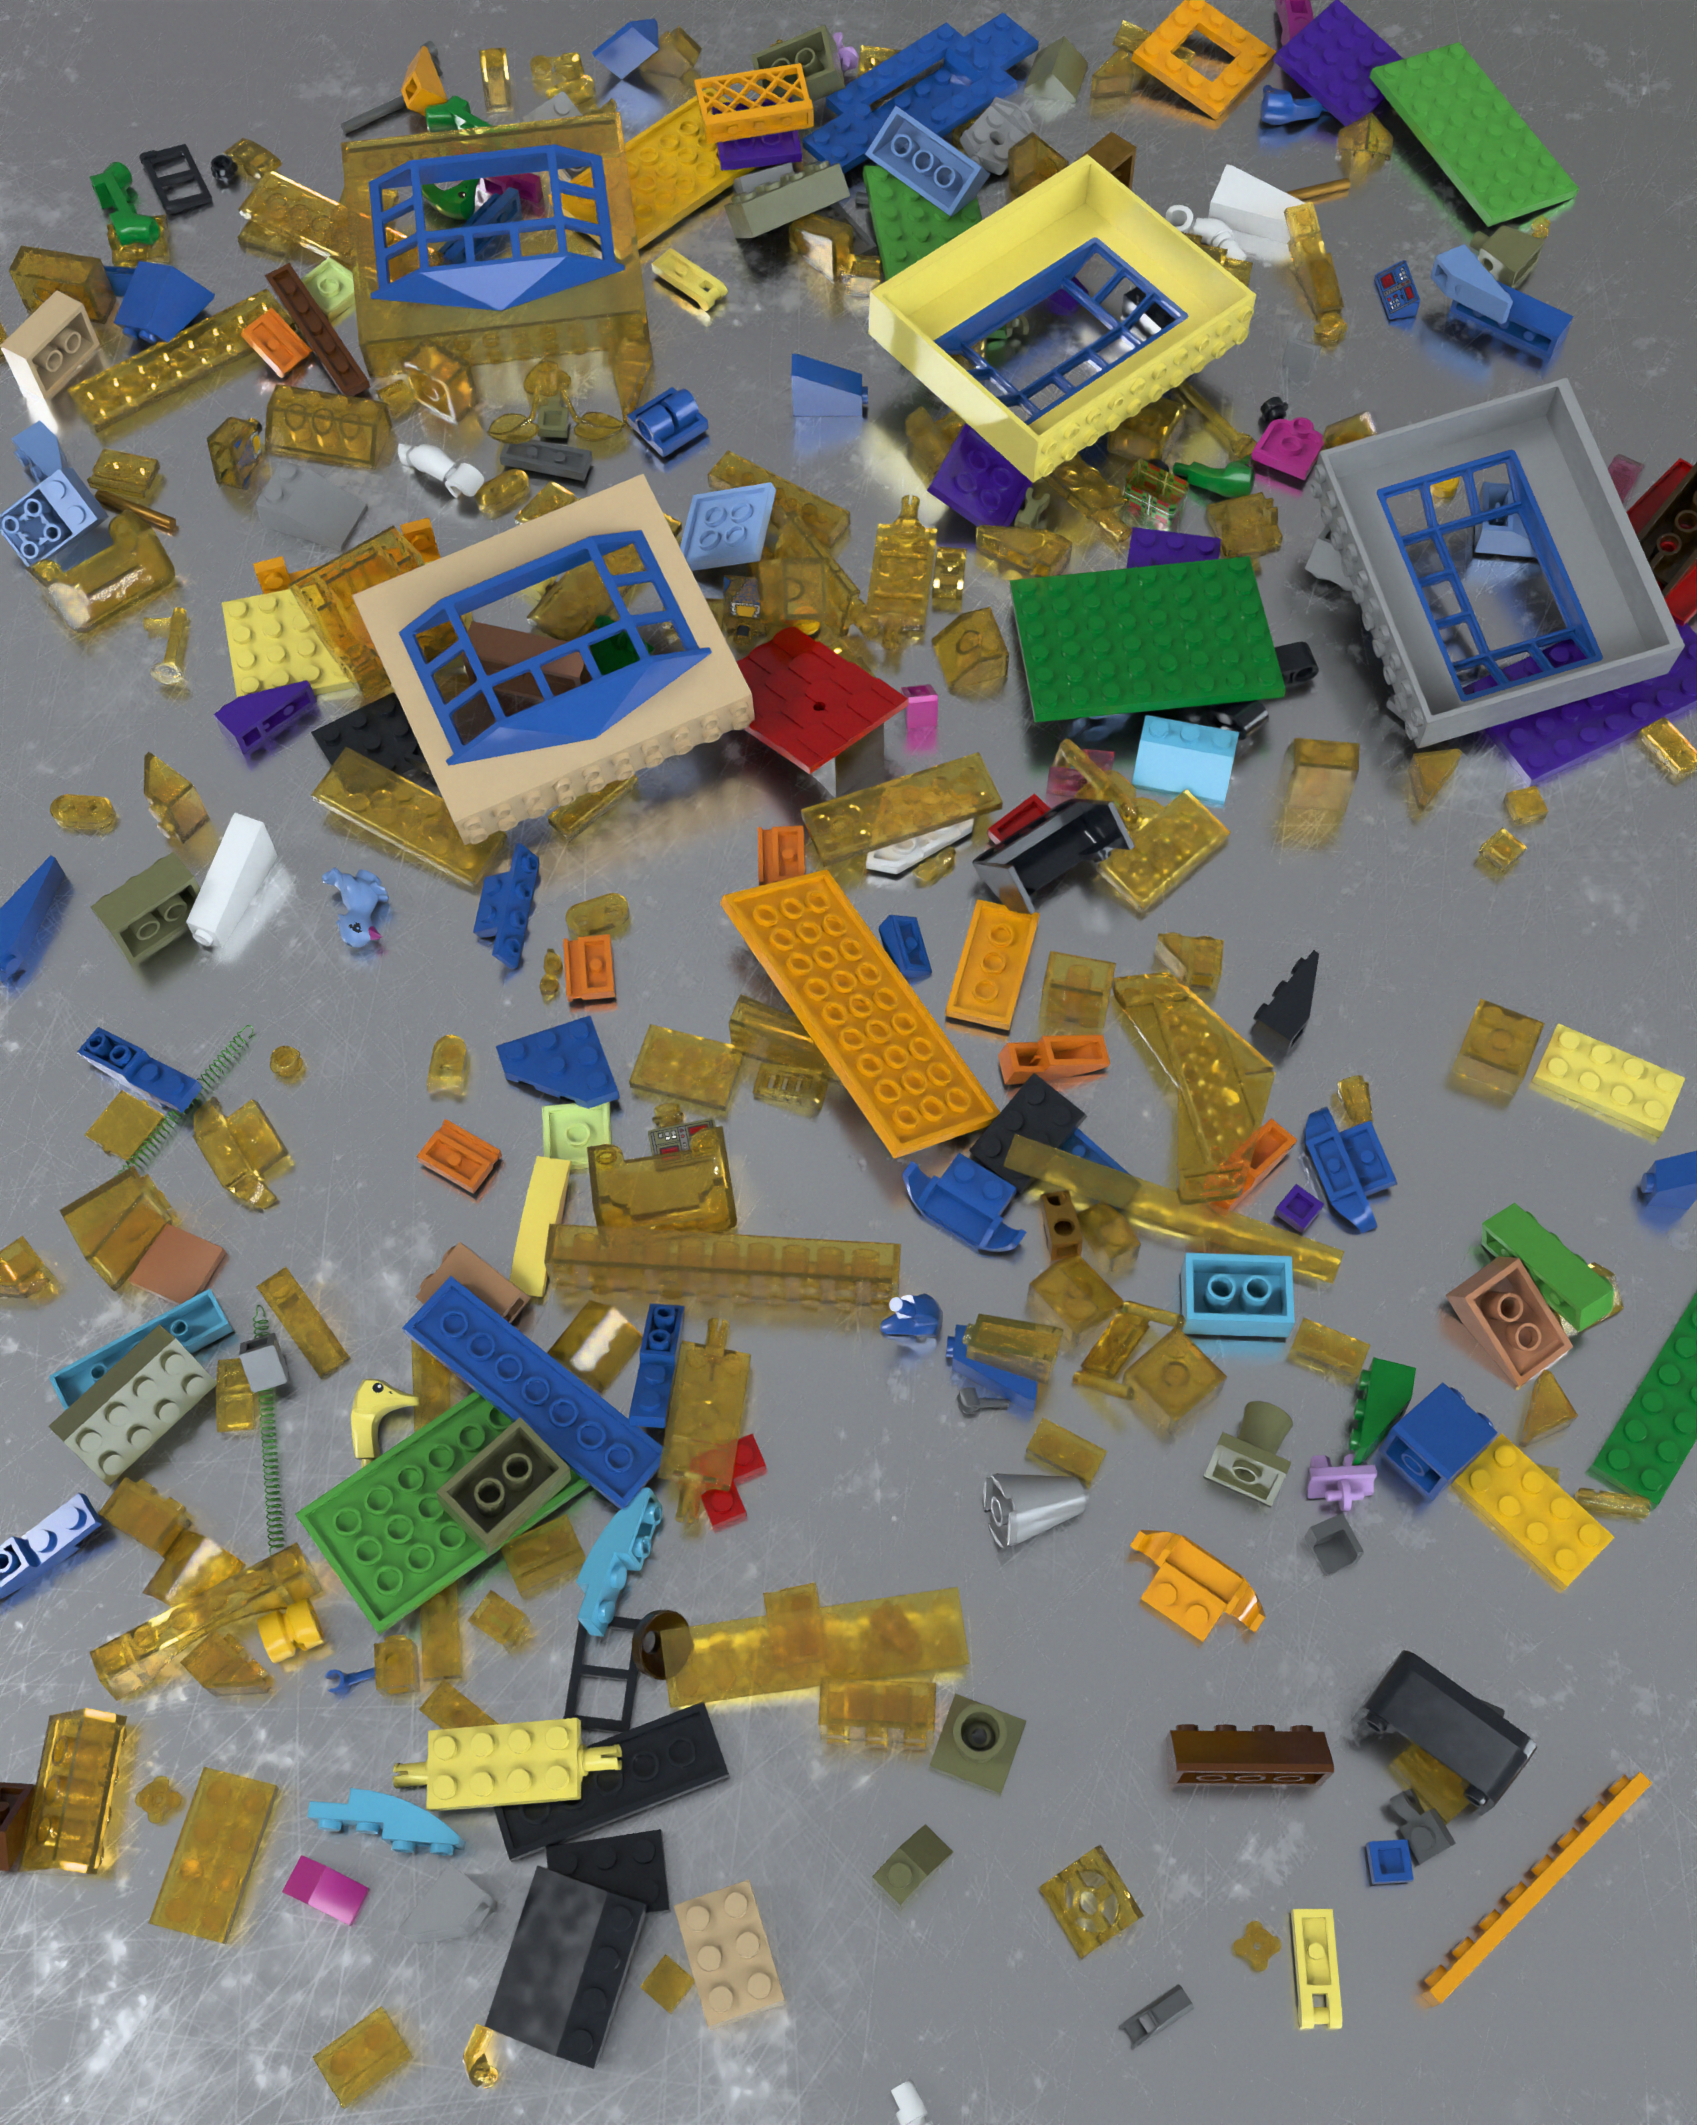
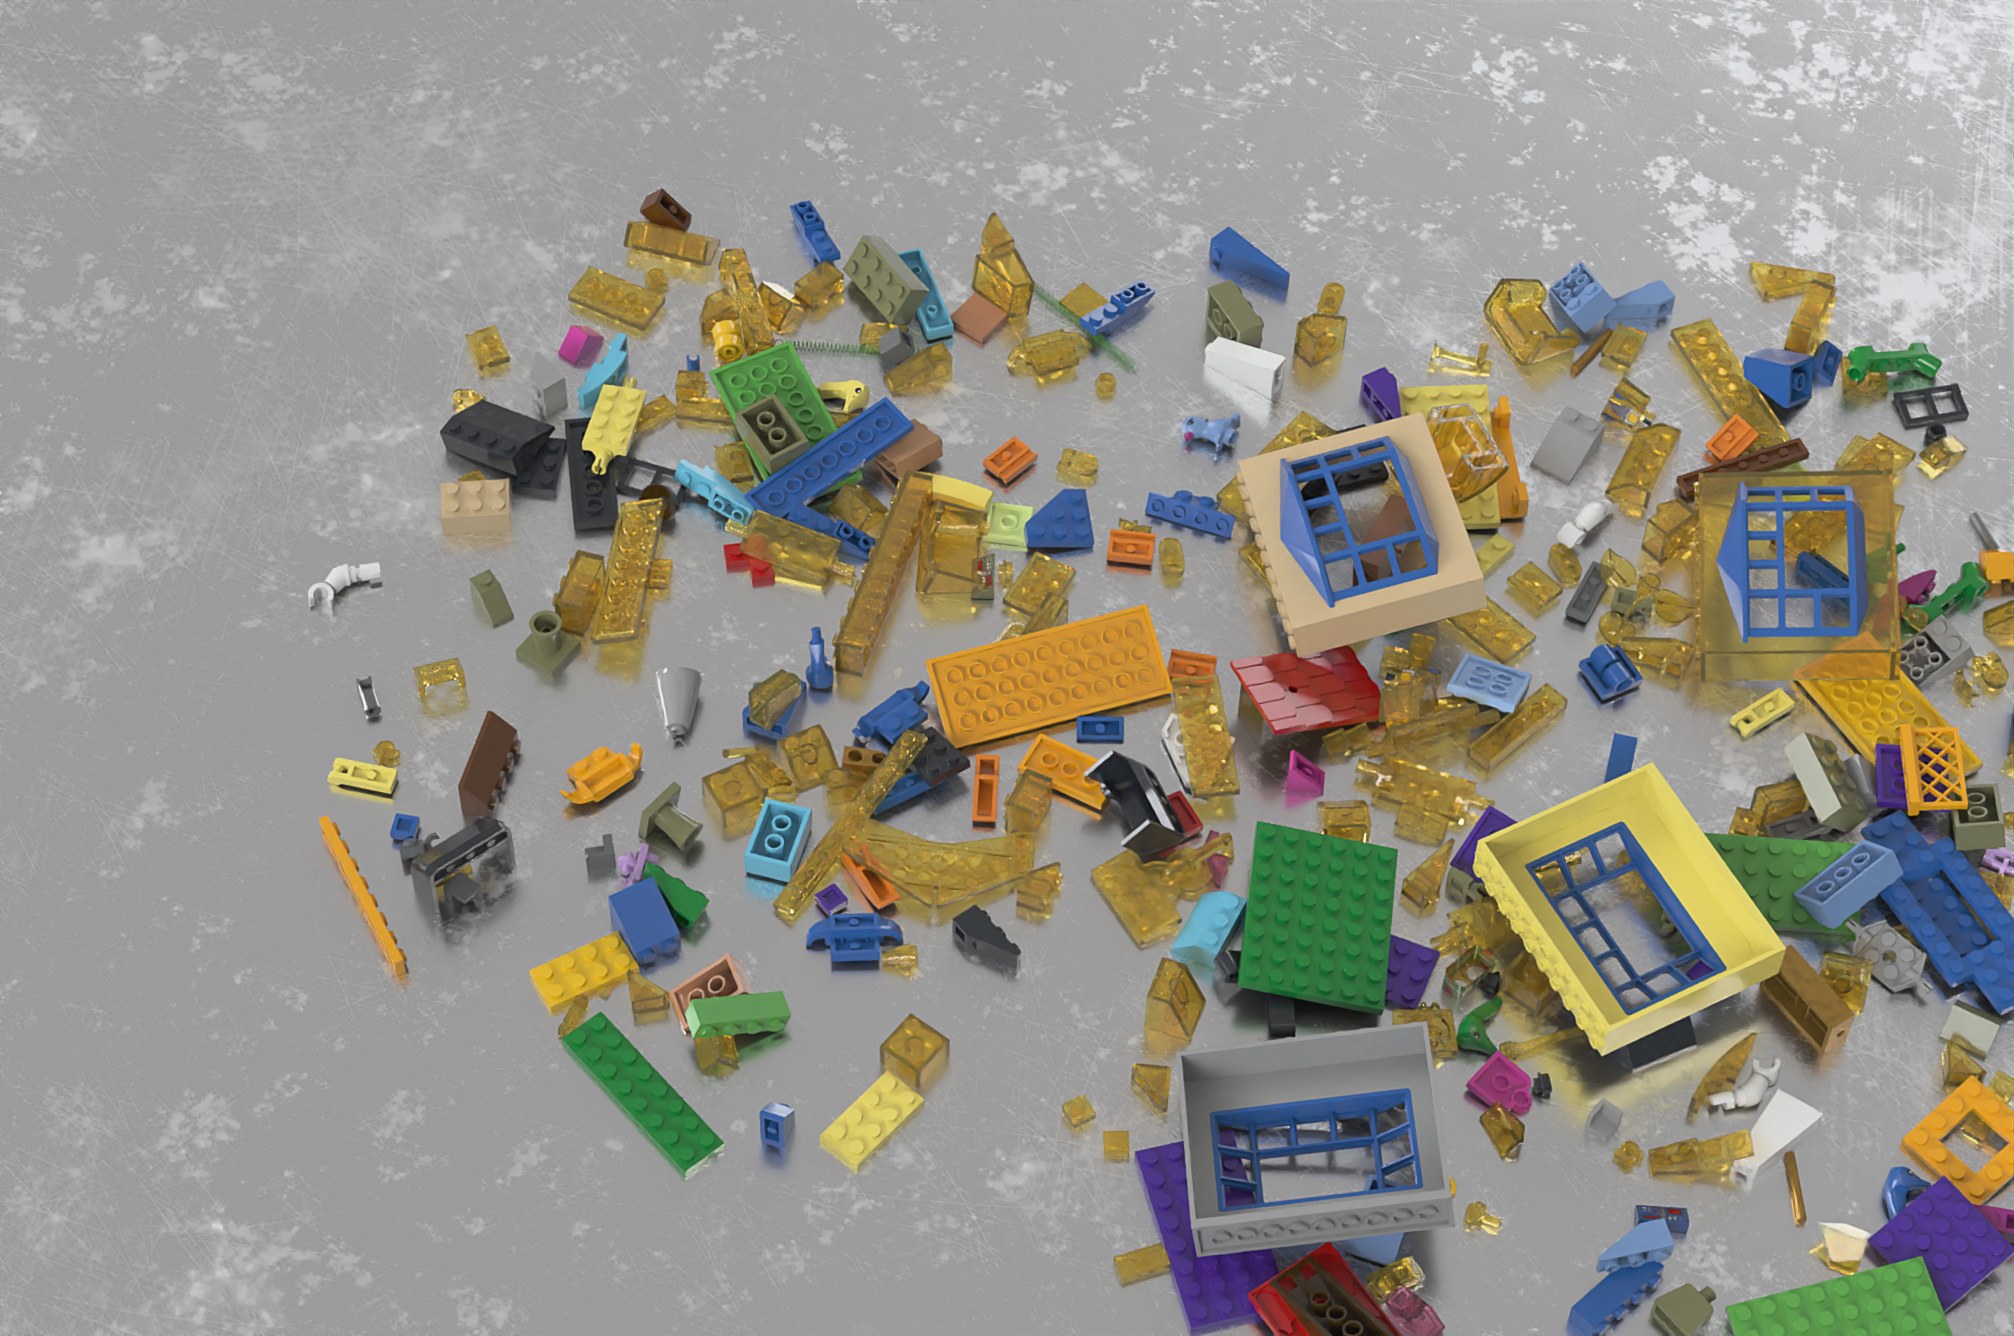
camera: 100 degrees right, 10 degrees down
(50, 344) = (1749, 307): tan brick -> none
(500, 1622) = (700, 435): clear yellow brick -> none
(930, 869) = (1164, 763): clear yellow piece -> none
(1066, 1451) = (708, 730): clear yellow plate -> none
(1330, 1348) = (728, 888): clear yellow plate -> none

